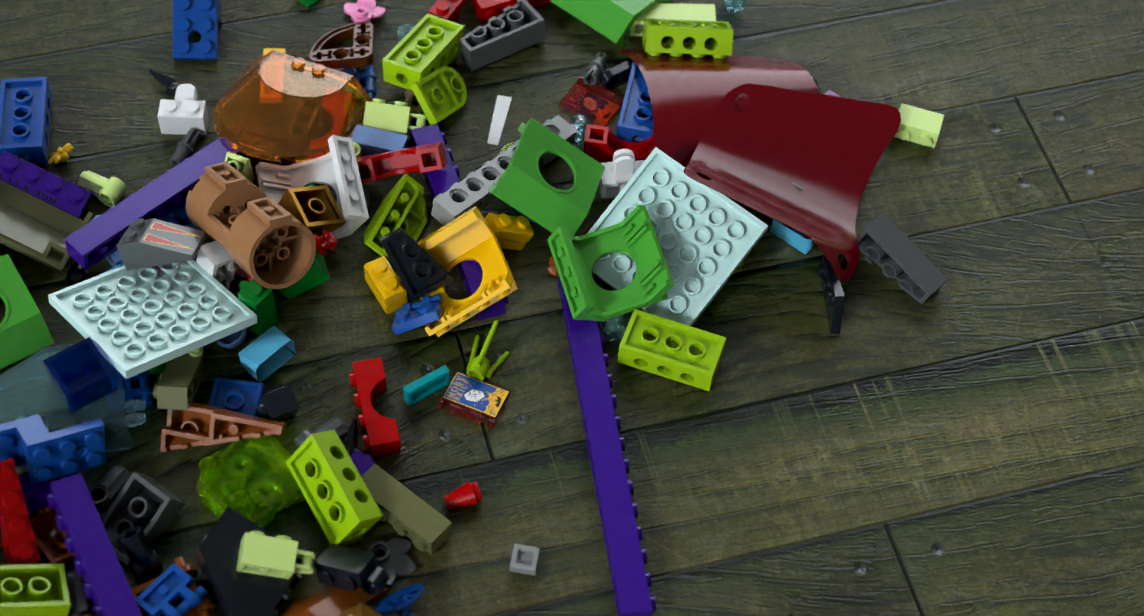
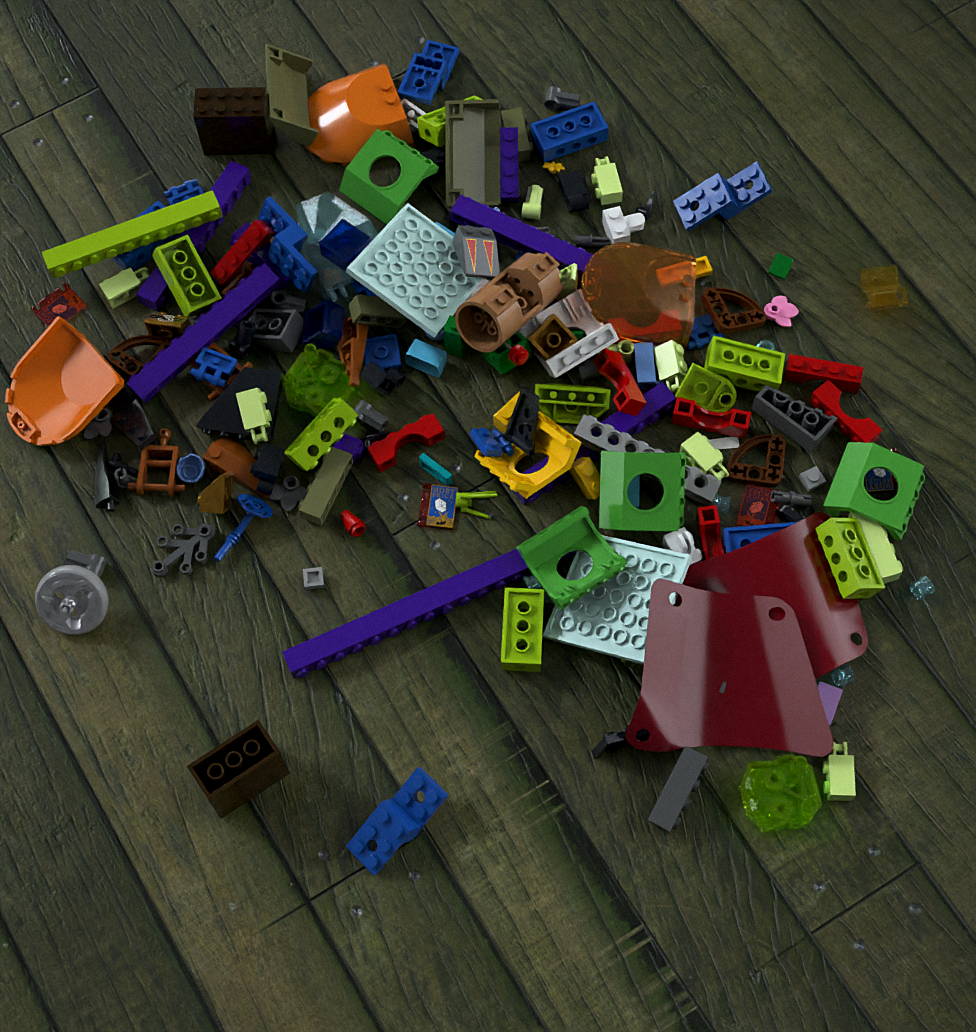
camera: 80 degrees right, 10 degrees up
(110, 142) = (574, 191): none -> black hinge
(112, 107) = (607, 182): none -> yellowish green brick
(169, 450) = (323, 325): none -> clear blue piece
(487, 87) = (730, 423): none -> red arch
(504, 126) = (704, 456): none -> yellowish green brick
(552, 83) = (764, 472): none -> reddish brown beam
(576, 47) = (812, 479): none -> light grey plate
(877, 540) = (397, 821): none -> blue bracket
(925, 167) = (763, 797): none -> clear neon green brick

